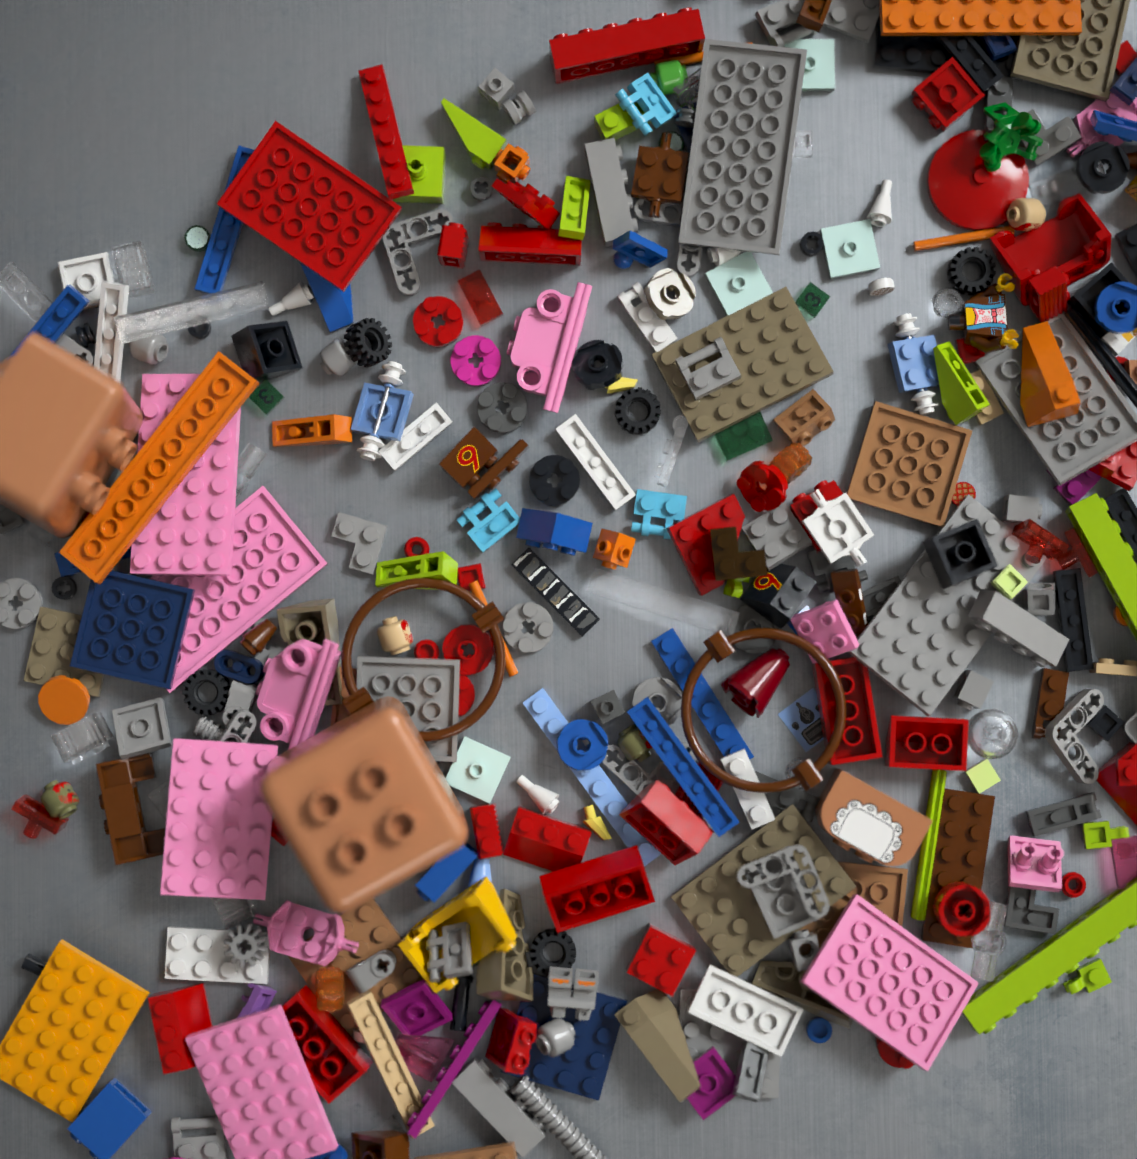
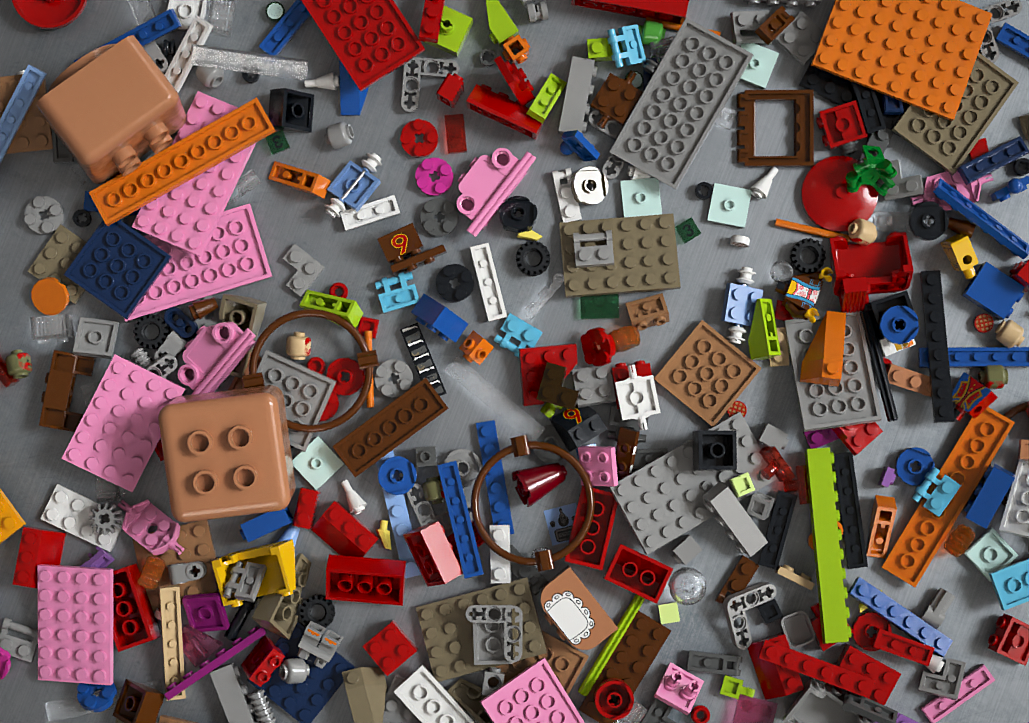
camera: 20 degrees right, 0 degrees up
(358, 346) = (355, 135): black tyre -> none
(549, 689) = (390, 427): none -> reddish brown plate
(901, 119) = (803, 128): none -> reddish brown hinge
(966, 120) = (848, 148): none -> dark grey bush

